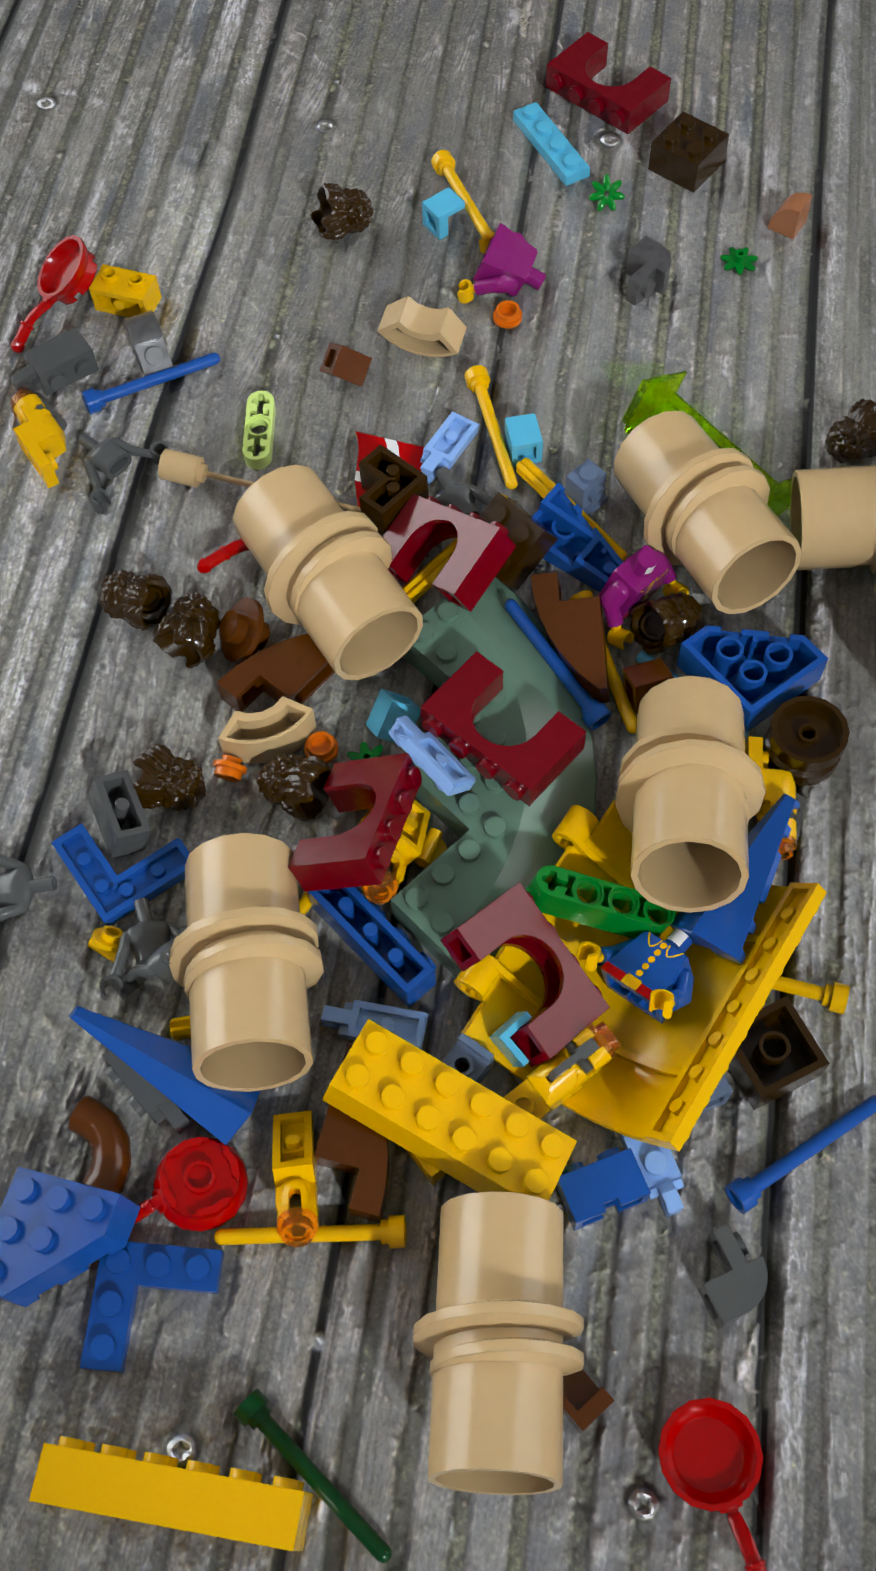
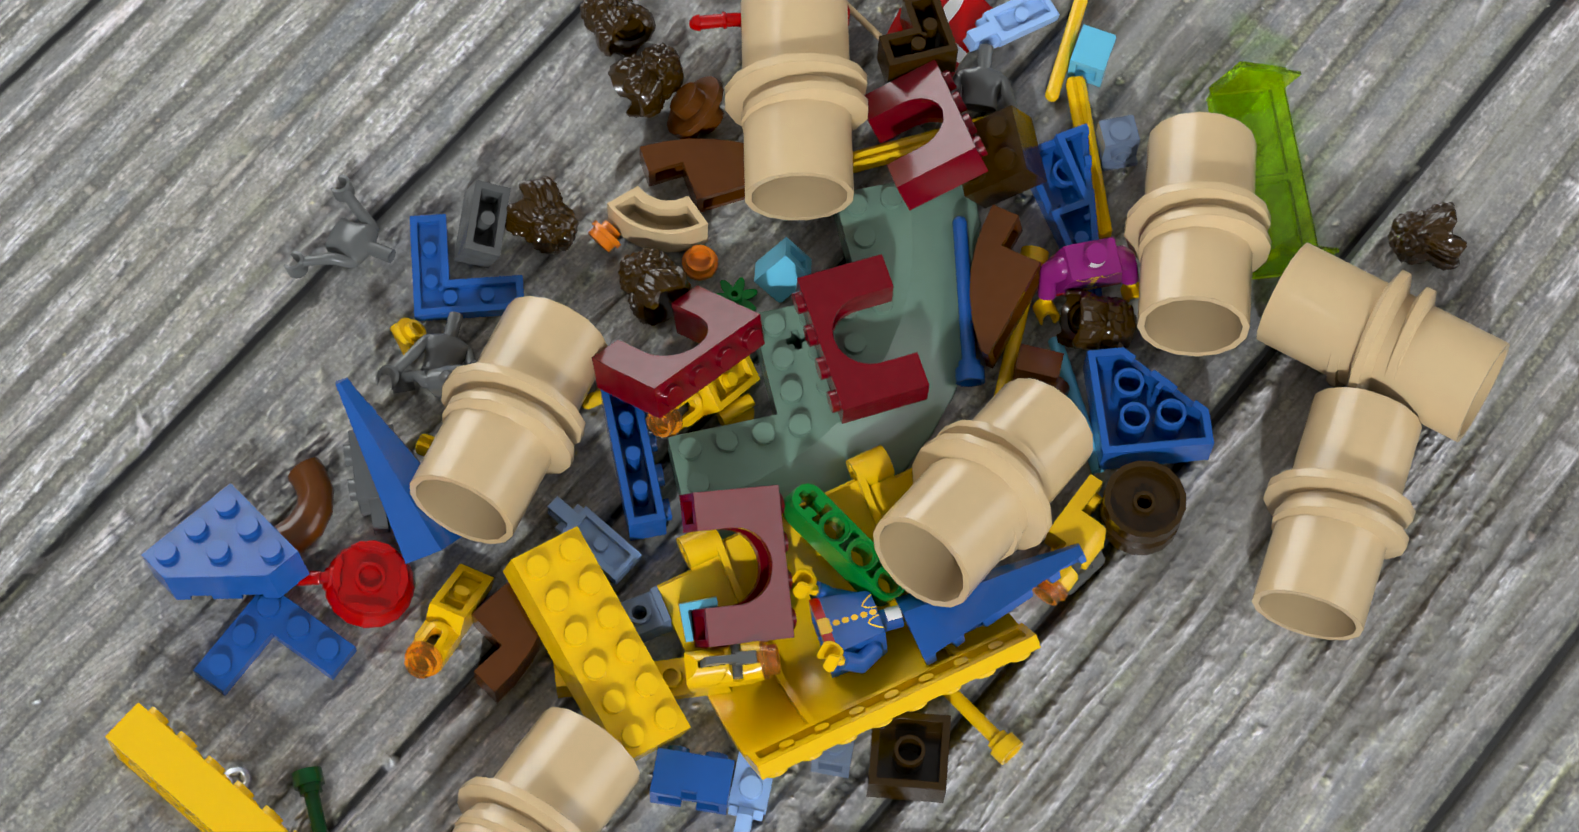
camera: 25 degrees right, 5 degrees up
(389, 1231) = (499, 712): yellow piece -> none
(432, 757) = (781, 330): light blue hinge -> none

